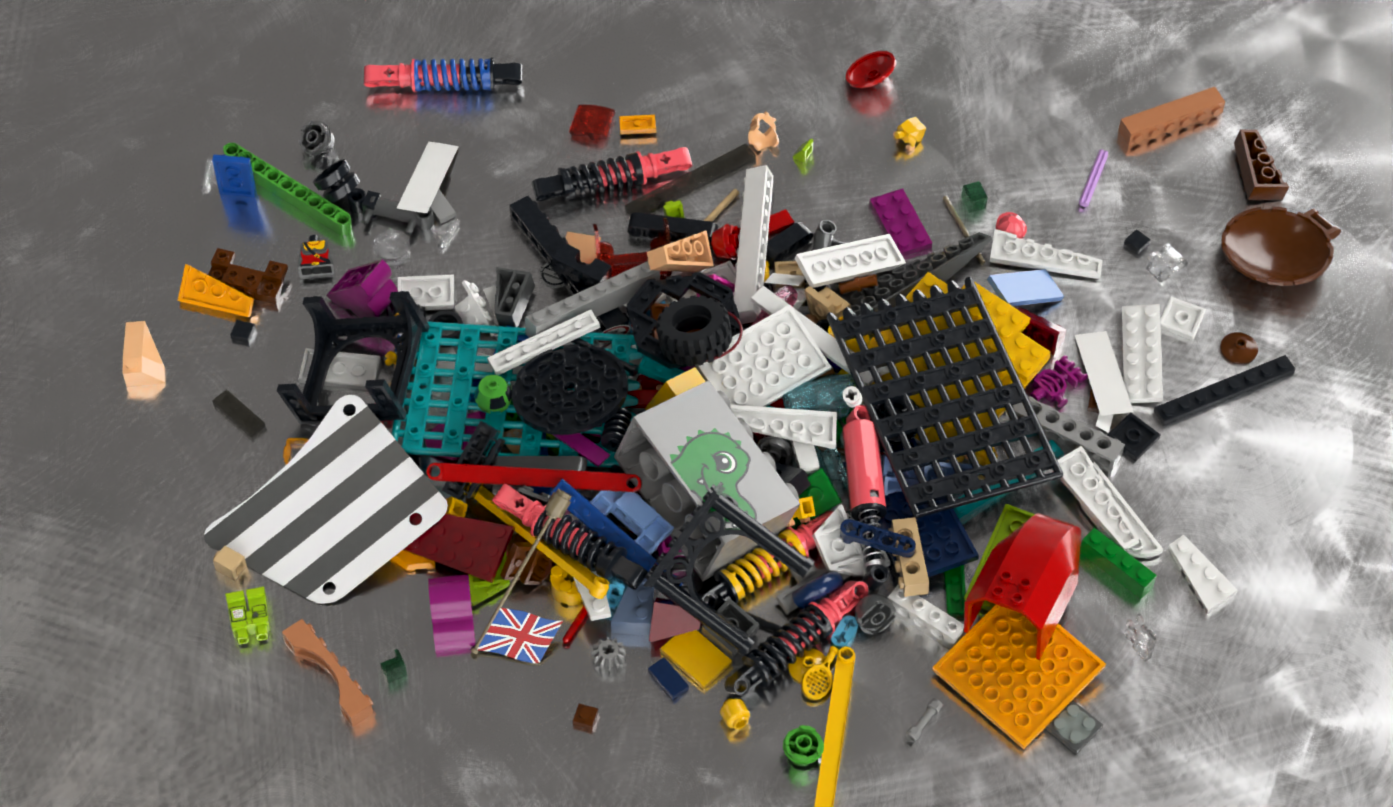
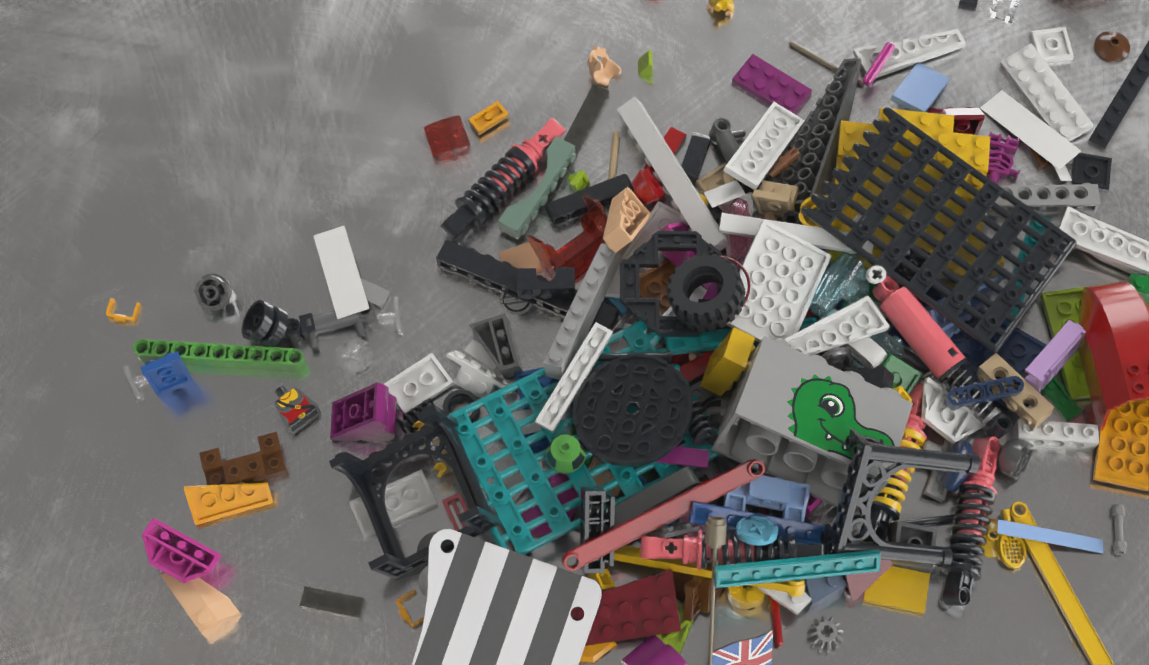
camera: 30 degrees left, 10 degrees up
(147, 308) = (177, 553): none -> dark pink wedge
(234, 123) = (122, 318): none -> light orange piece
(242, 331) = (277, 519): black tile -> none
(424, 76) = (266, 175): piece -> none
(596, 528) = (756, 531): none -> medium azure tile
(603, 209) = (518, 216): none -> sand green arch
(607, 572) = (796, 568): none -> teal tile
(668, 678) = (889, 623): dark blue tile -> none
(735, 713) = (970, 622): yellow head -> none
(803, 745) = (1050, 617): bright green cone -> none
(840, 631) = (1004, 489): medium azure beam -> none
(857, 690) = (1050, 536): none -> light blue sticker
(960, 545) = (1055, 355): none -> lavender door
(974, 197) = (816, 29): clear green panel -> none
(1005, 250) = (878, 64): none -> dark pink axle
(1012, 224) = (859, 36): coral piece -> none

